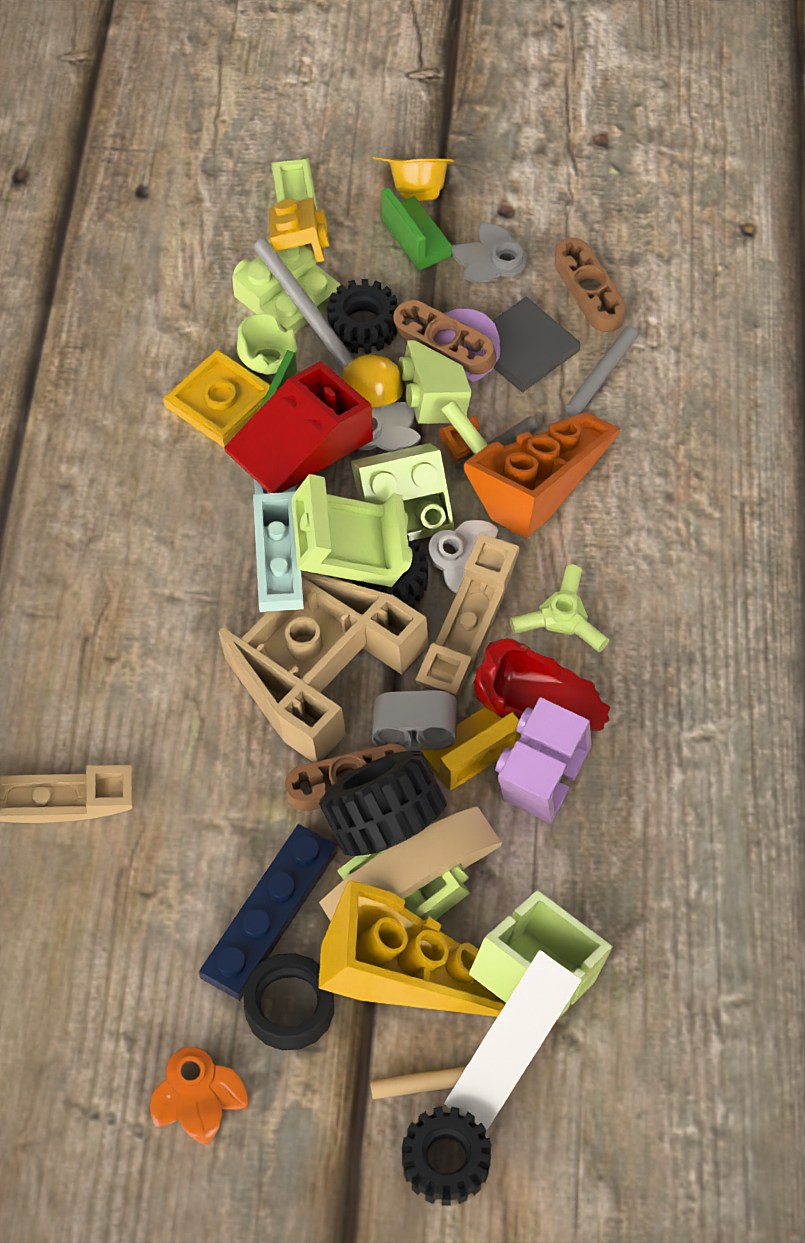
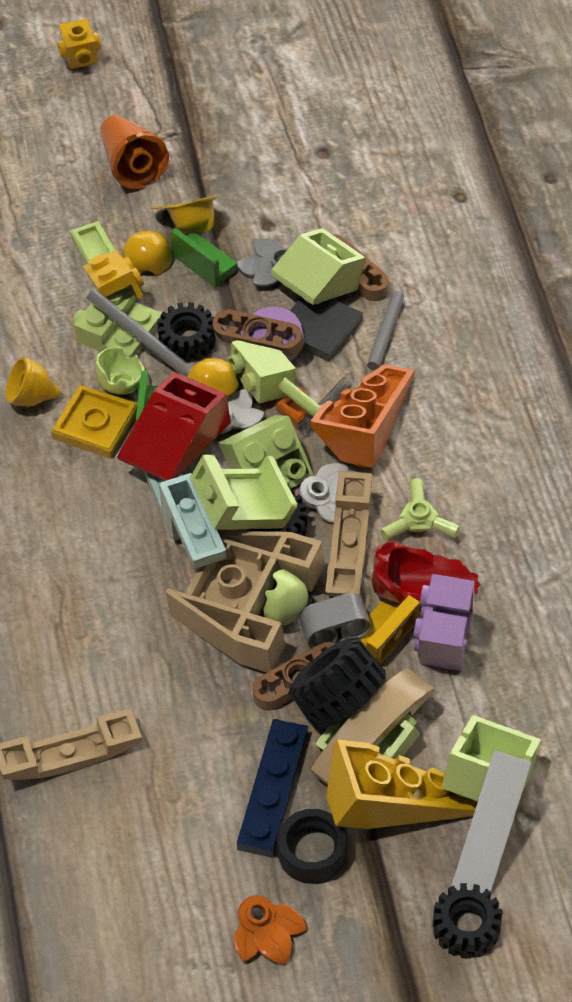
camera: 15 degrees left, 5 degrees down
(157, 335) = (29, 384): none -> yellow helmet
(352, 209) = (148, 252): none -> yellow hair
(363, 677) = (287, 599): none -> yellowish green hair
(374, 87) = (133, 152): none -> orange cone
(415, 1083) = (425, 878): tan piece -> none
(544, 274) = (319, 267): none -> yellowish green slope

